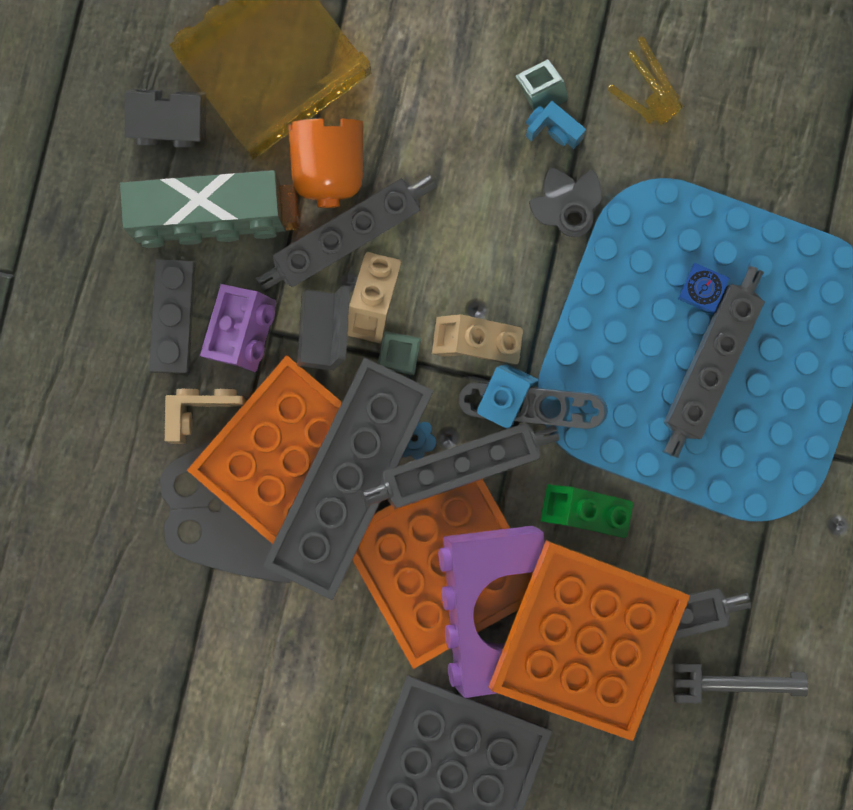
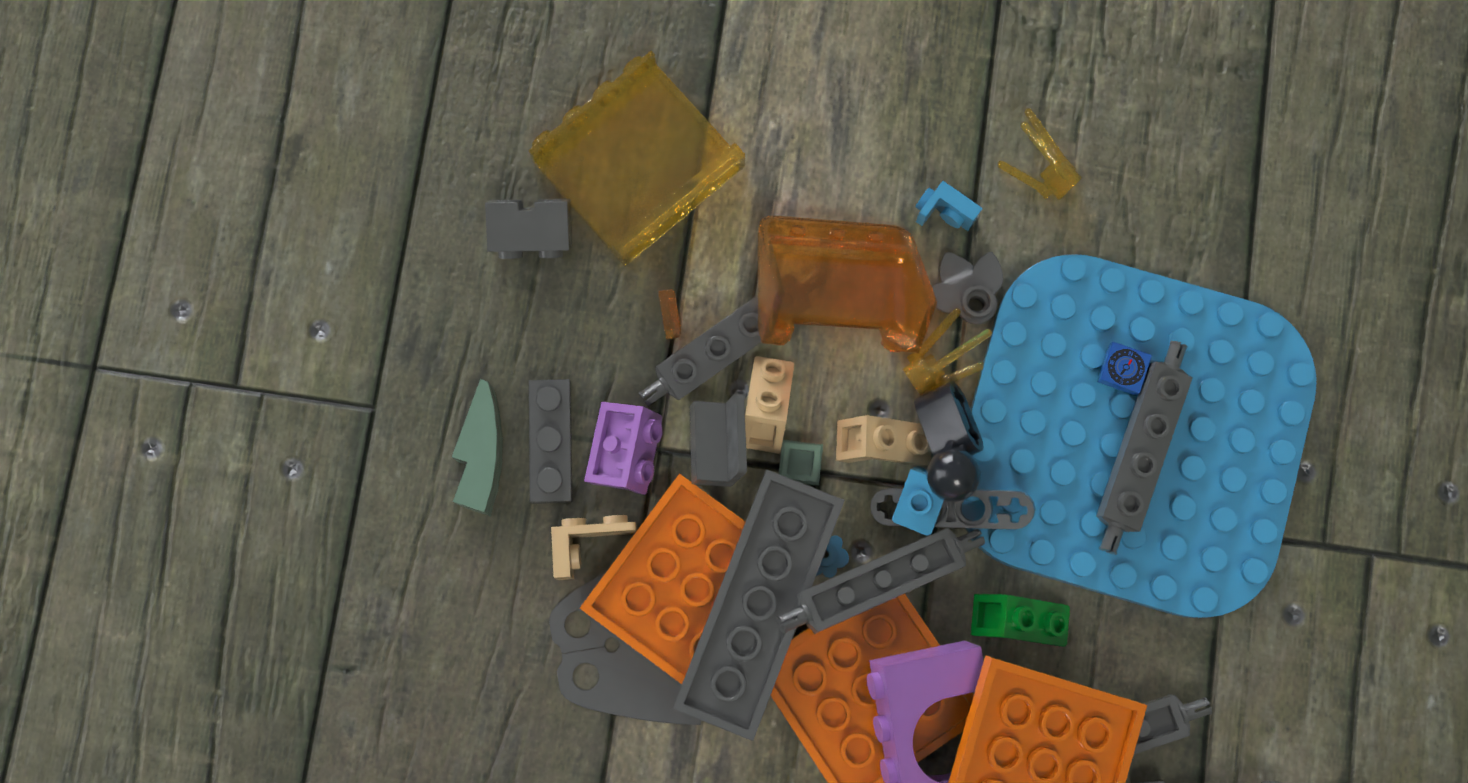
camera: 10 degrees left, 5 degrees down
(108, 320) = (481, 452): none -> sand green slope
(202, 208) = (577, 321): sand green brick -> none
(326, 160) = (707, 260): orange cylinder -> none
(449, 185) = (842, 278): none -> clear orange windscreen
(520, 278) = (926, 372): none -> clear yellow plant
(538, 342) = (953, 441): none -> black beam
(542, 85) = (928, 166): sand green slope -> none

